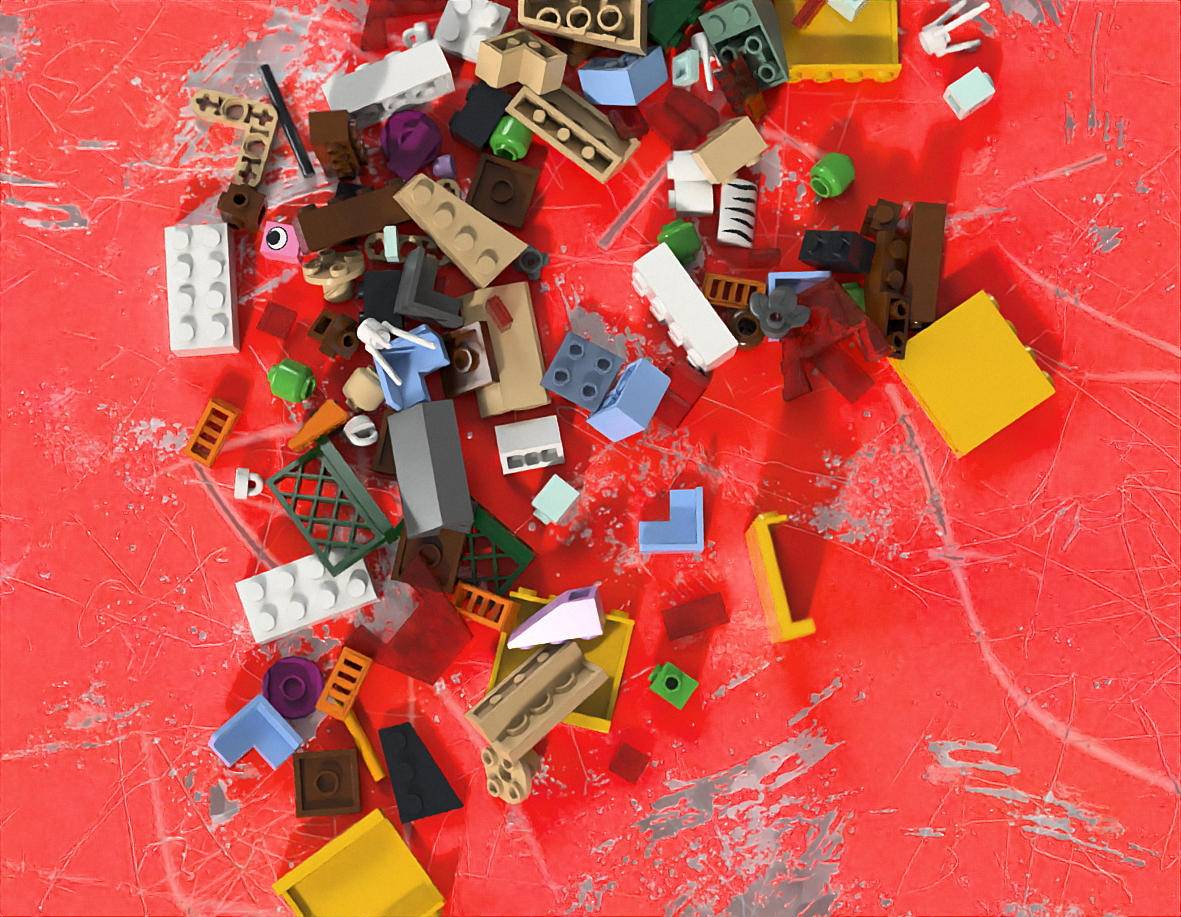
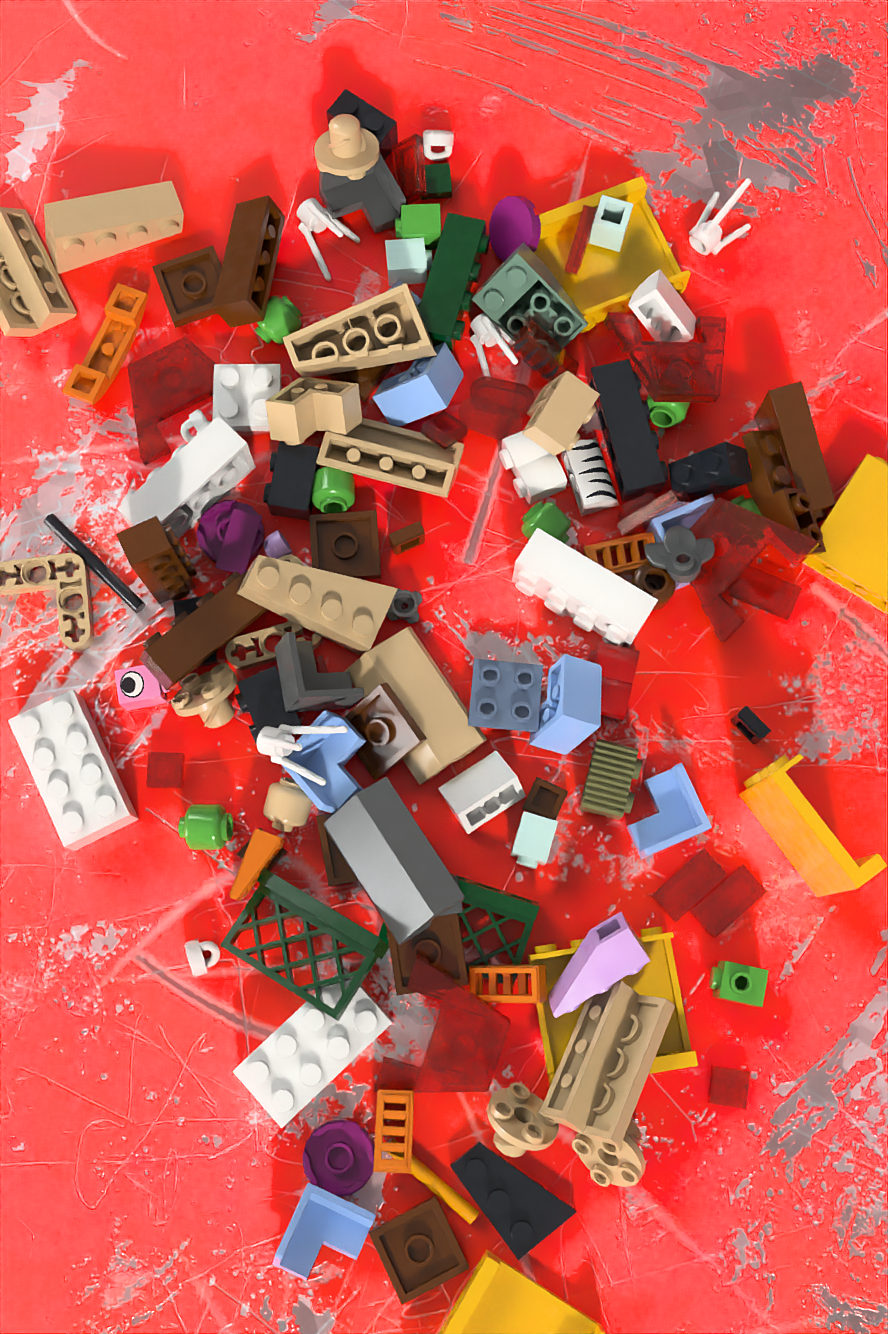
camera: 25 degrees left, 5 degrees down
(202, 426) = (133, 884): orange slope -> none
(242, 207) = (83, 667): reddish brown brick -> none
(335, 334) = (233, 759): reddish brown brick -> none
(360, 431) = (300, 850): white tile -> none
(391, 244) = (255, 643): light aqua tile -> none
(445, 717) = (518, 1122): none -> tan plate
(499, 313) = (397, 669): clear red tile -> none
(556, 205) = (407, 538): none -> reddish brown tile
(579, 472) = (544, 799): none -> reddish brown tile
(639, 477) = (610, 779): none -> olive brick
(668, 590) = (689, 885): none -> clear red tile
(686, 68) = (478, 356): light aqua tile -> none
(759, 269) = (640, 520): none -> clear red tile
(777, 480) = (750, 725): none -> black tile
(784, 184) = (627, 431): none -> black brick
(848, 149) = (675, 369): none -> clear red wing
(862, 93) = (662, 310): none -> brick
(881, 218) = (734, 423): reddish brown brick -> none
(969, 93) = (763, 274): light aqua brick -> none

